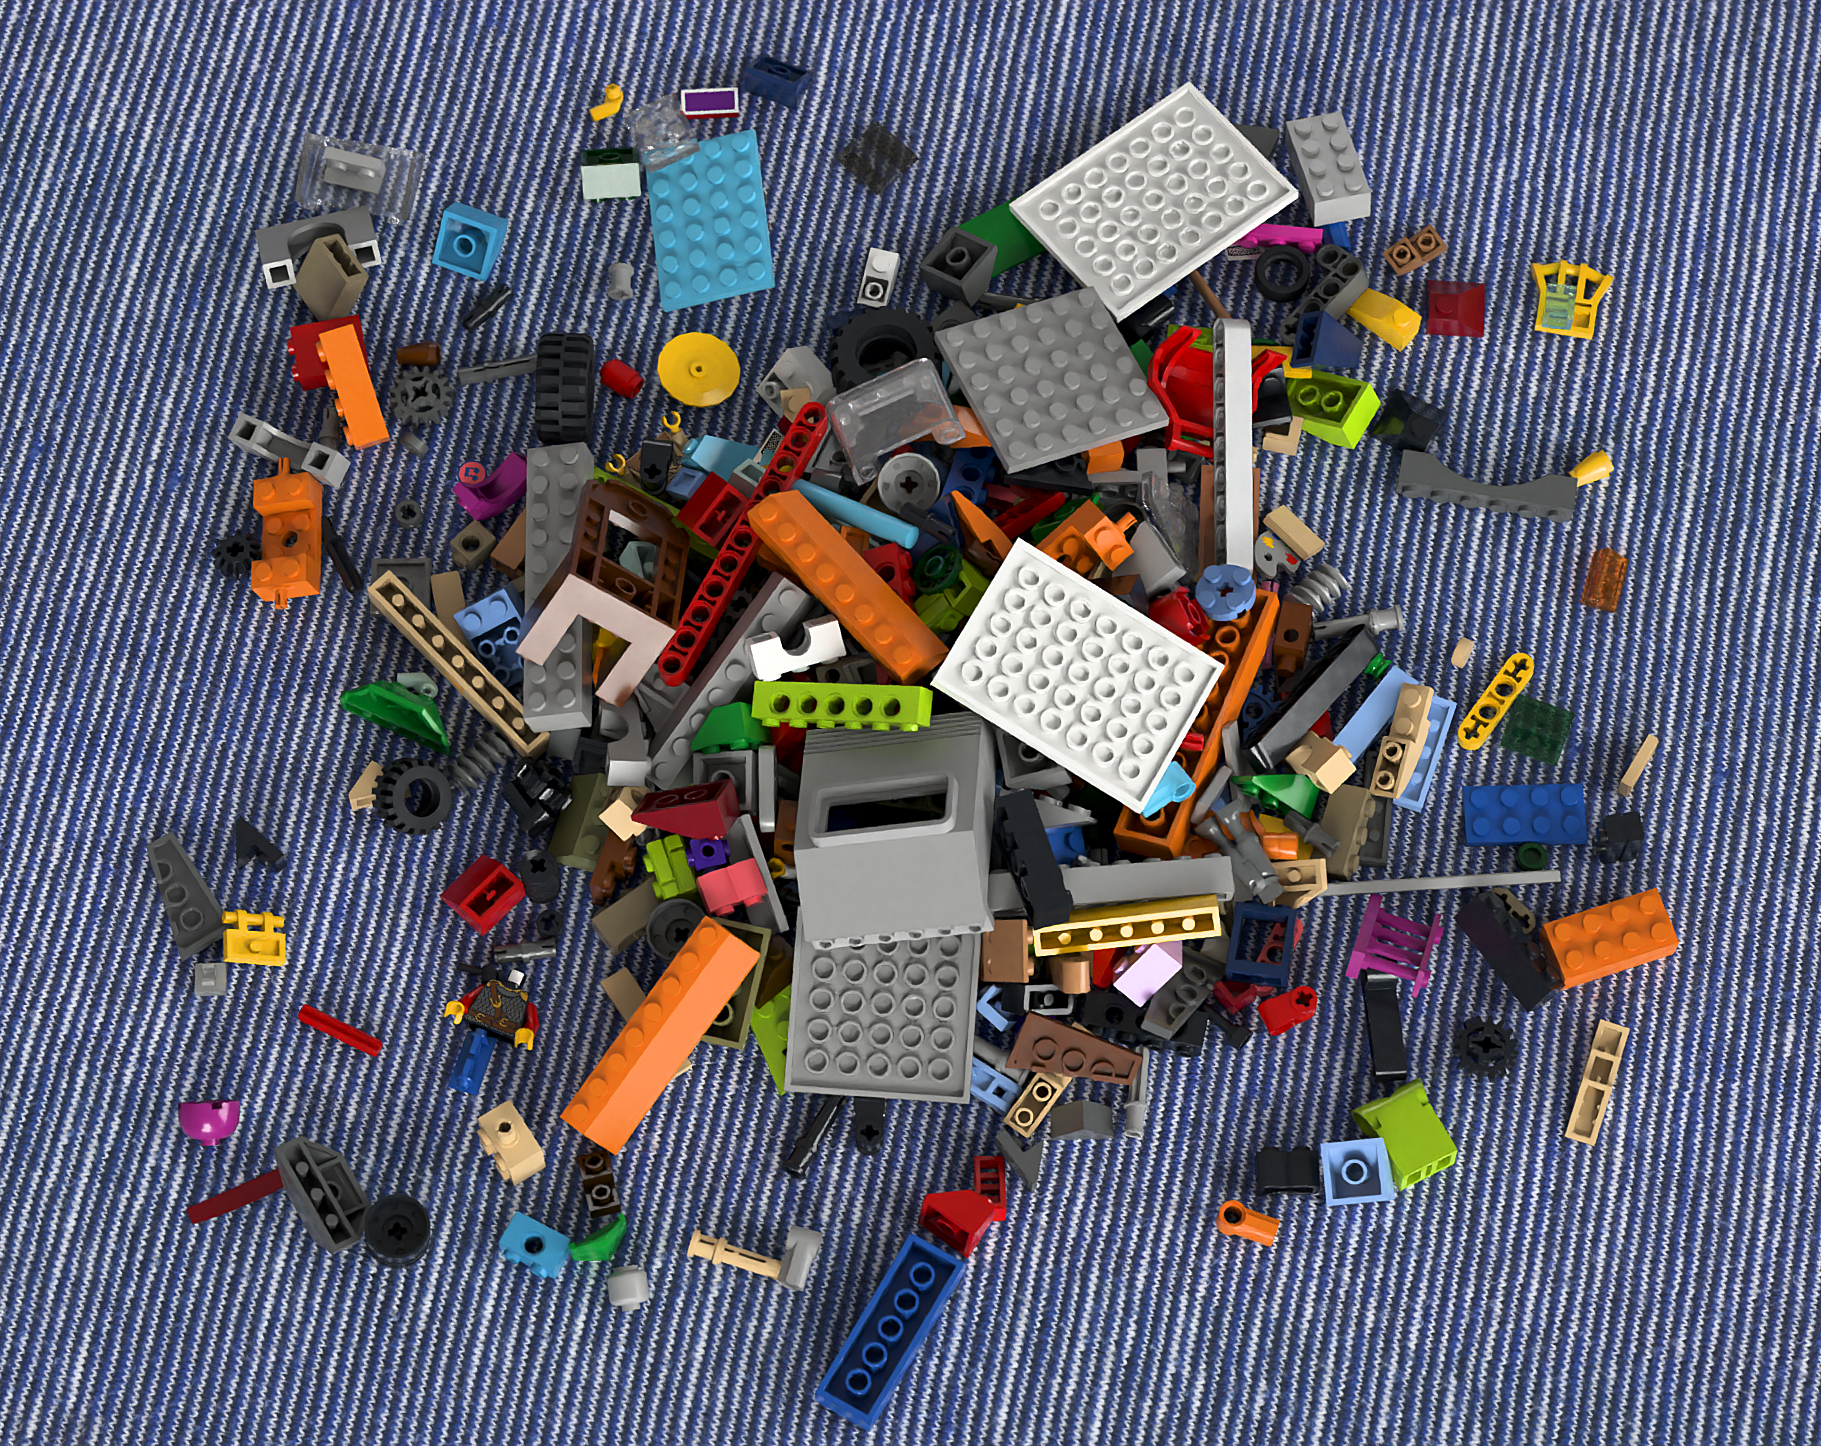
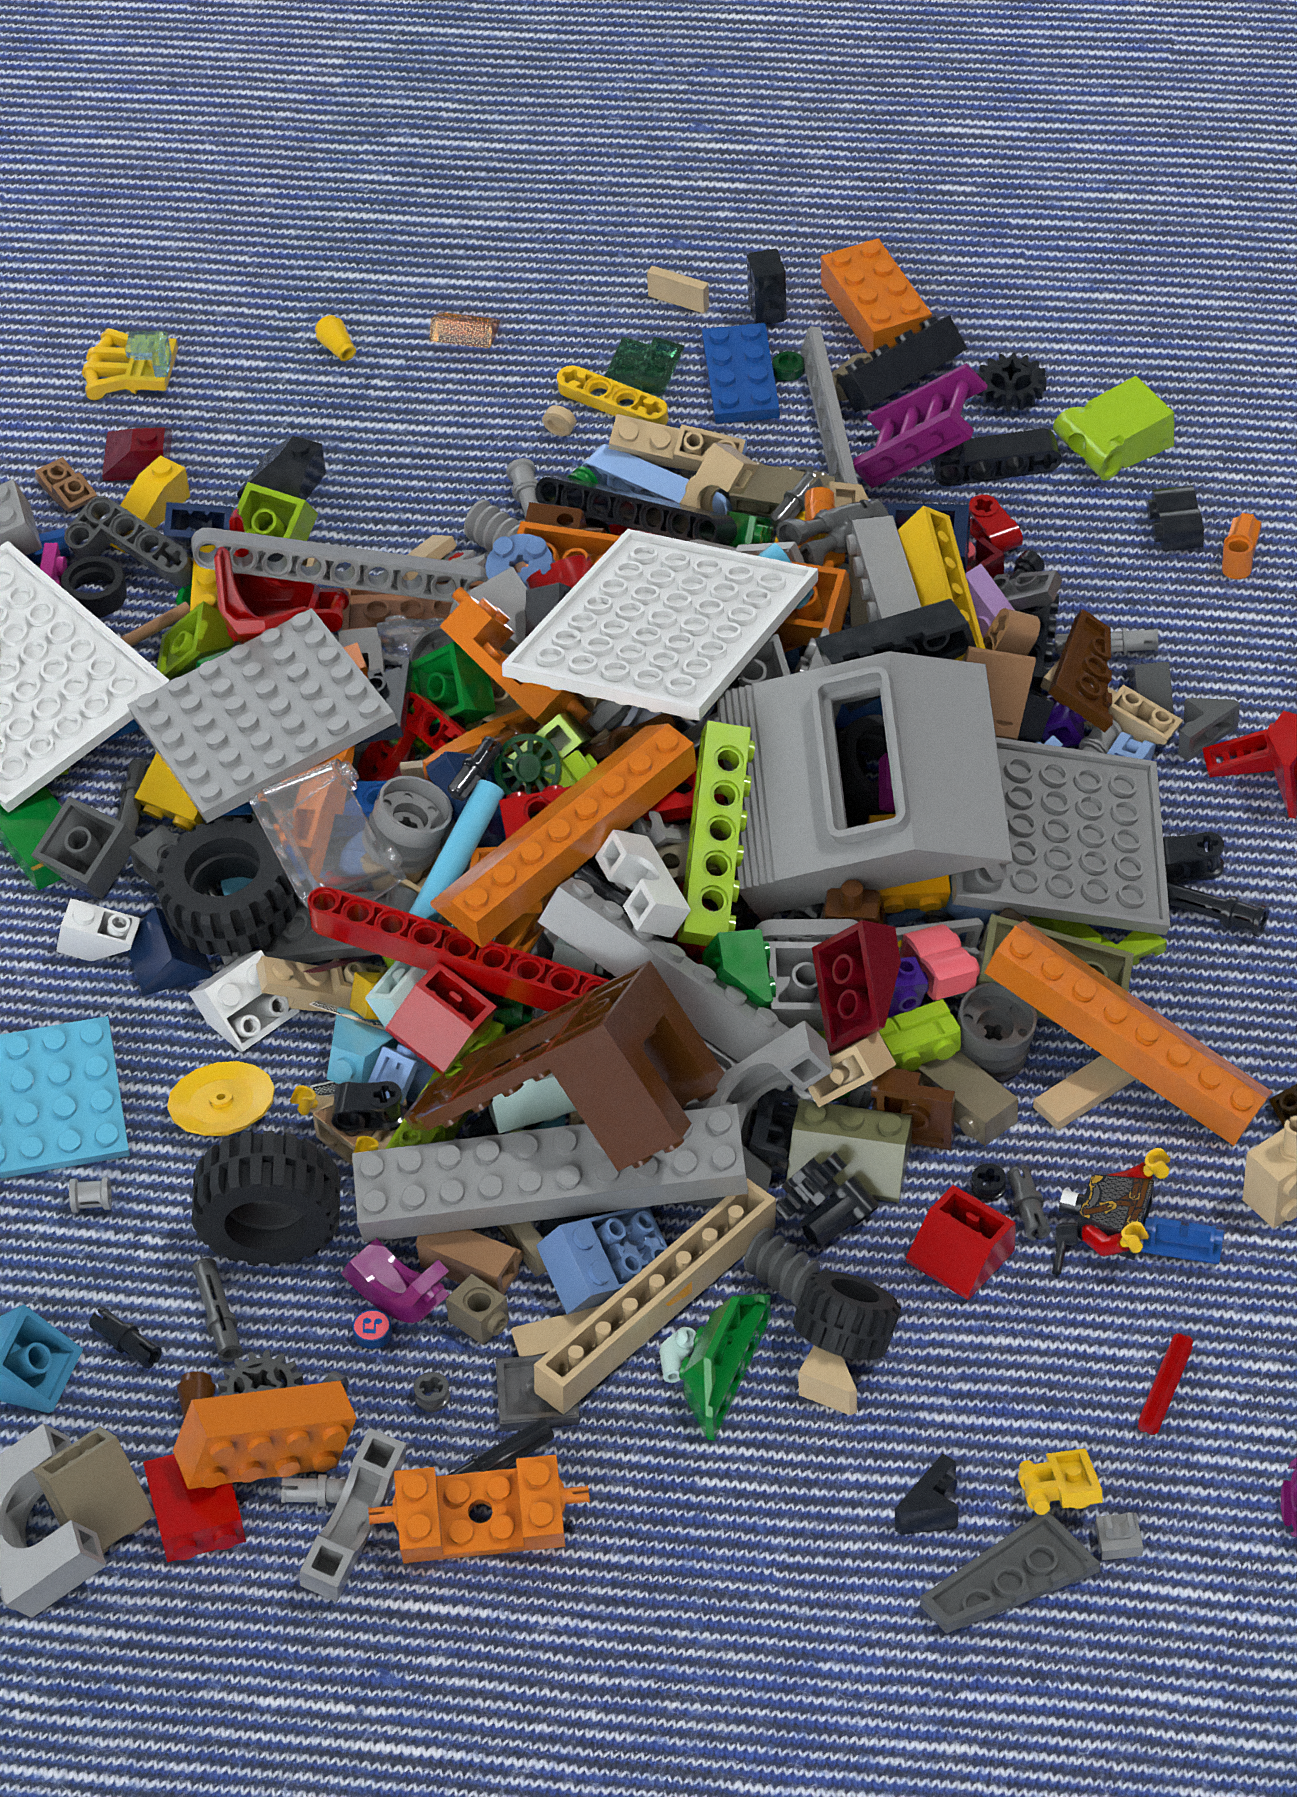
camera: 90 degrees left, 20 degrees down
(227, 550) = (504, 1574): black gear -> none
(540, 876) = (933, 1172): black piece -> none
(1357, 1172) = (1179, 449): light blue slope -> none
(1427, 477) = (350, 455): dark grey arch -> none
(1597, 1082) = (1041, 308): tan slope -> none

